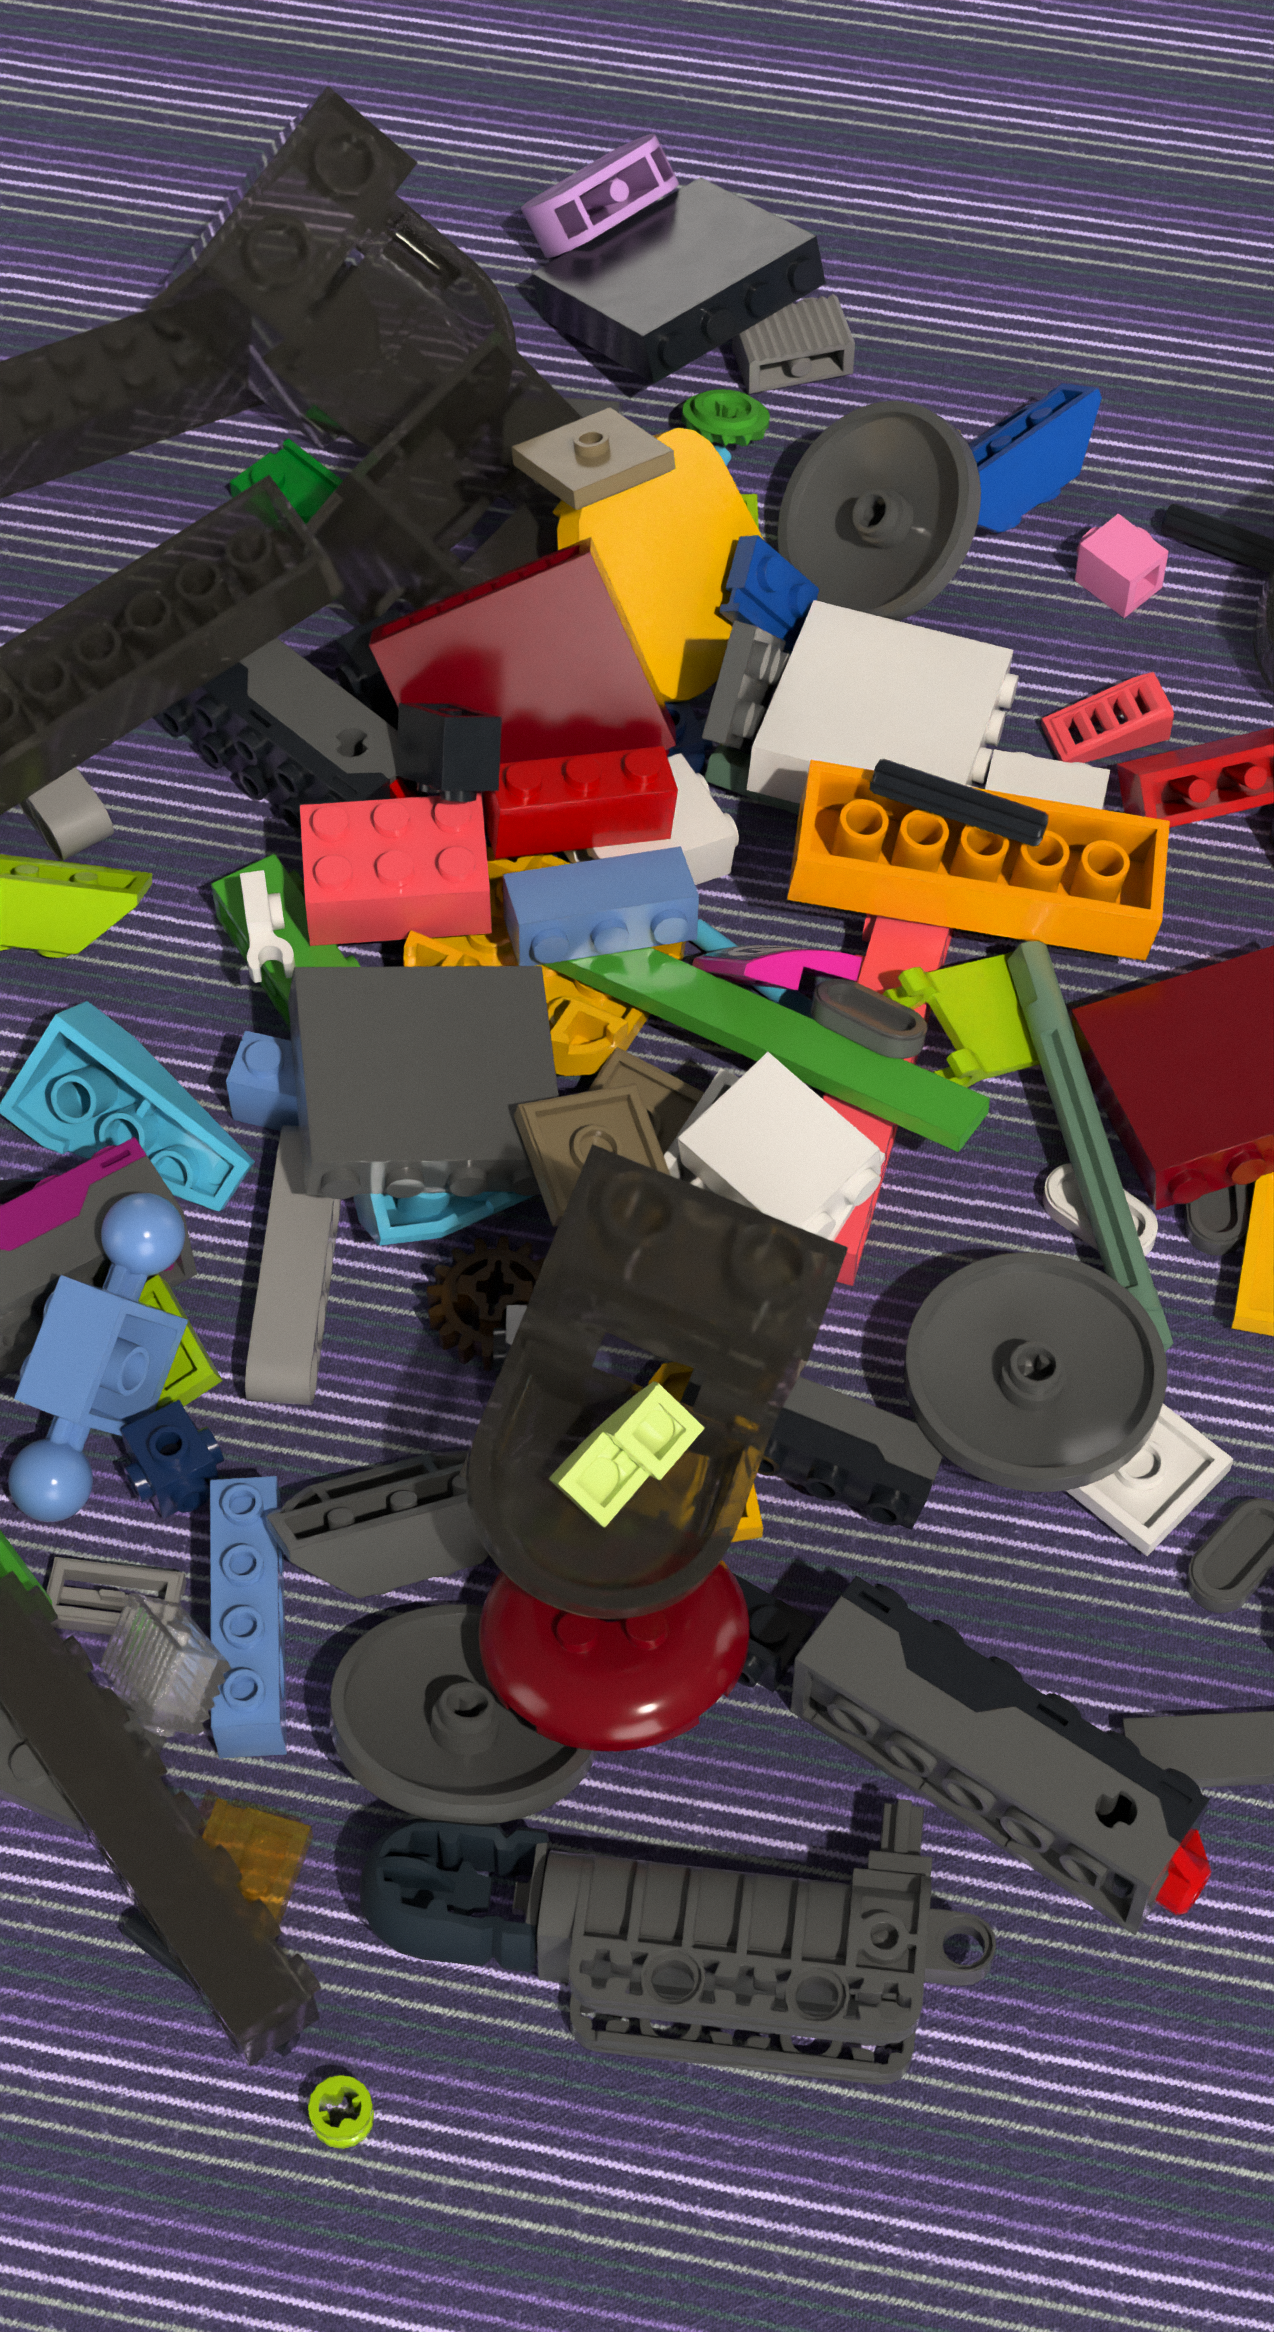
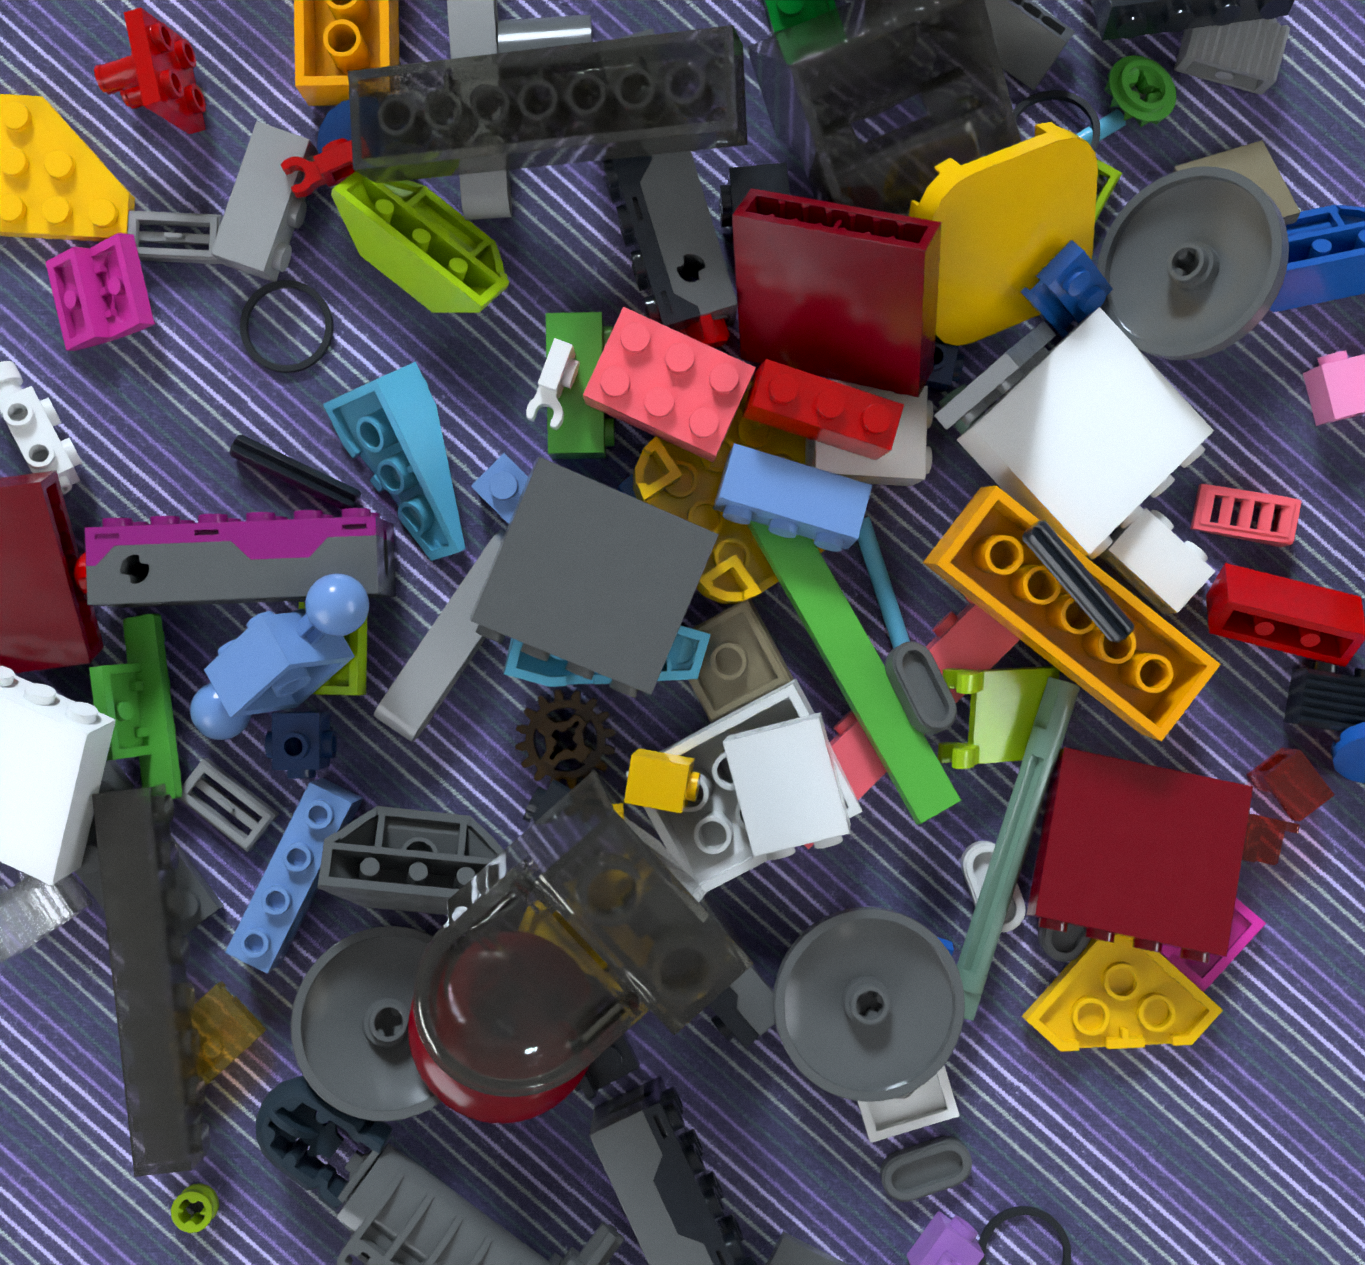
camera: 25 degrees right, 30 degrees up
(163, 1666) = (219, 892): clear brick -> none
(449, 749) = (745, 331): black brick -> none
(565, 1127) = (669, 706): dark tan plate -> none
(593, 458) = (988, 143): dark tan plate -> none
(625, 1450) = (551, 984): yellowish green slope -> none
(777, 965) = (887, 603): dark pink slope -> none

